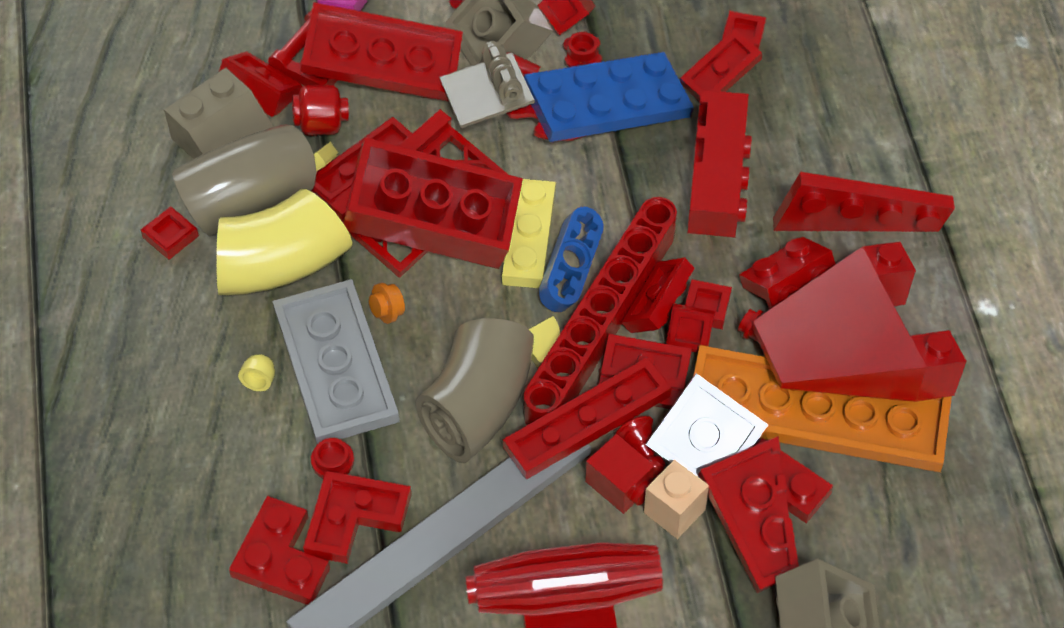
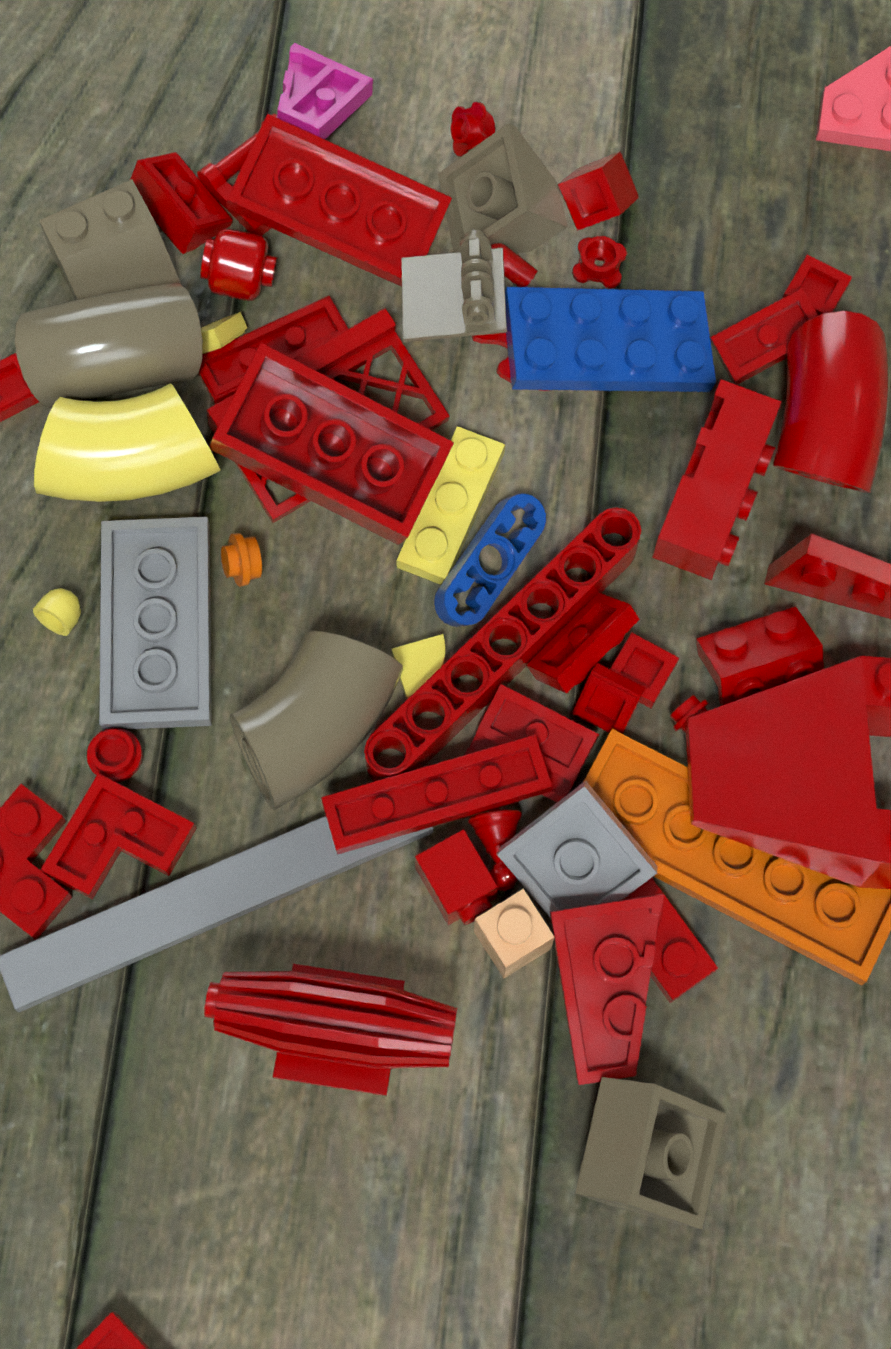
camera: 15 degrees right, 15 degrees up
(784, 95) = (835, 401): none -> red brick

